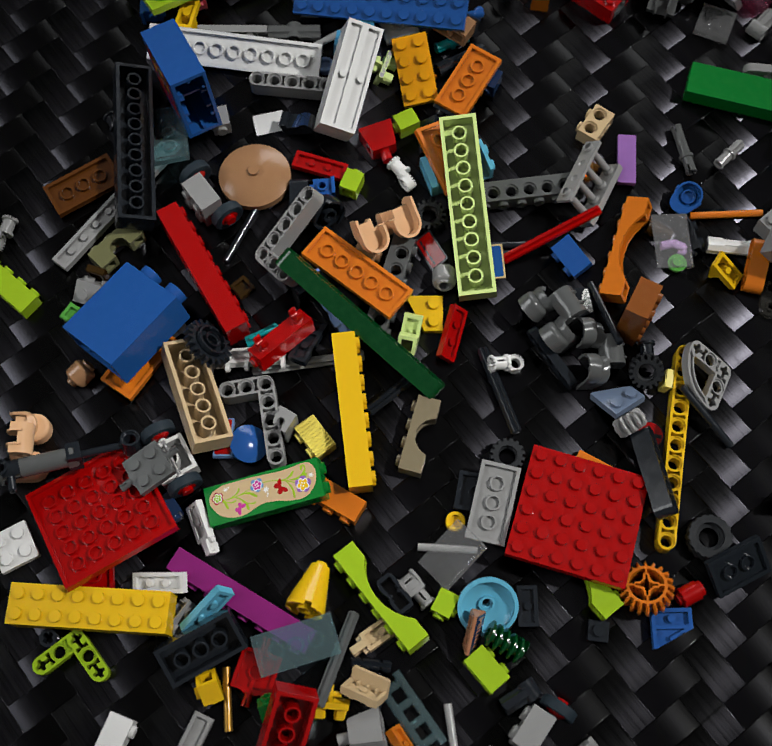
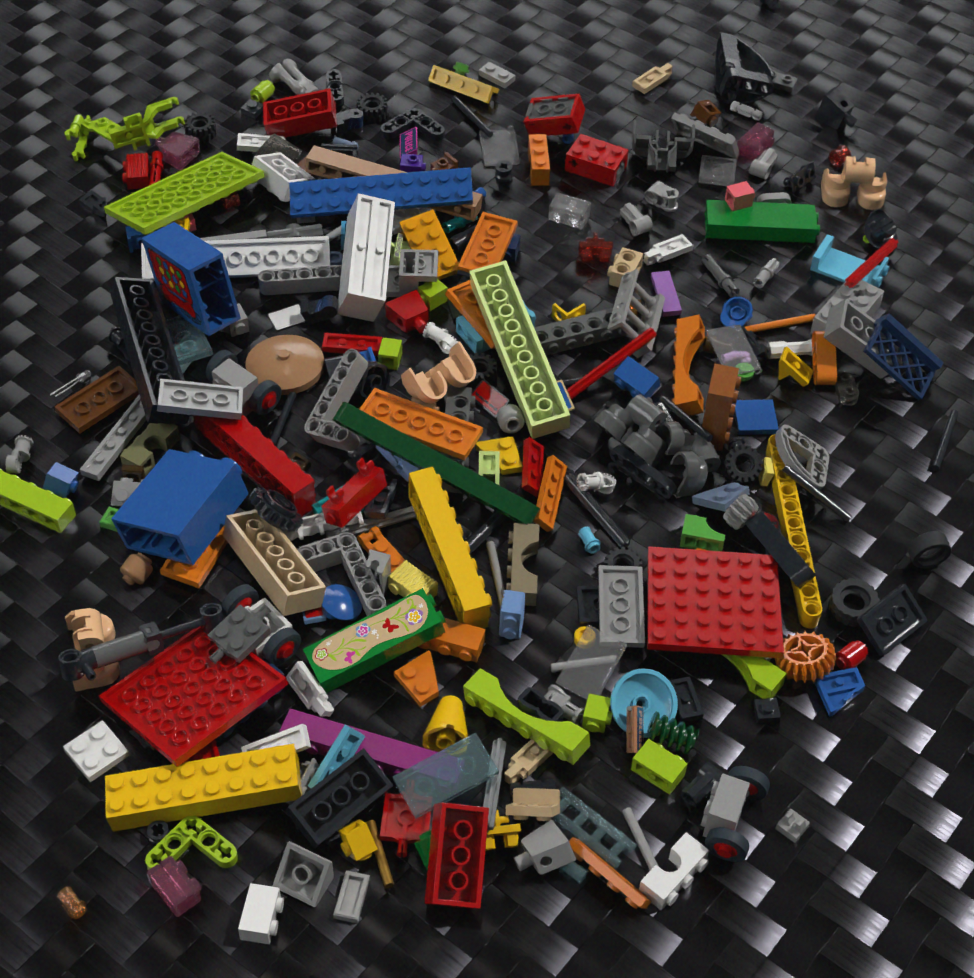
camera: 15 degrees left, 20 degrees down
(33, 269) = (61, 480): none -> blue brick
(51, 694) = (174, 885): none -> clear pink brick
(73, 157) = (81, 377): none -> piece
(157, 709) = (303, 874): none -> light grey slope
(161, 217) = (200, 399): none -> light grey plate
(297, 396) = (381, 545): none -> orange plate
(300, 533) = (419, 678): none -> orange wing
(390, 97) = (414, 268): none -> light grey bracket
(393, 443) = (495, 570): none -> light grey bar
(393, 491) = (512, 614): none -> medium blue brick
(461, 364) = (550, 493): none -> orange plate
(484, 422) = (592, 544): none -> medium azure pin
(531, 172) = (578, 311): none -> yellow bracket
(557, 50) = (569, 210): none -> clear brick
(578, 99) = (595, 246): none -> clear red hips
(584, 437) = (699, 535): none -> bright green arch
(619, 72) = (637, 222): none -> light grey piece
(641, 110) = (668, 249): none -> white hinge
(652, 46) = (661, 195): none -> light grey piece
(674, 316) = (755, 417): none -> blue tile
(725, 65) = (739, 196): none -> coral brick

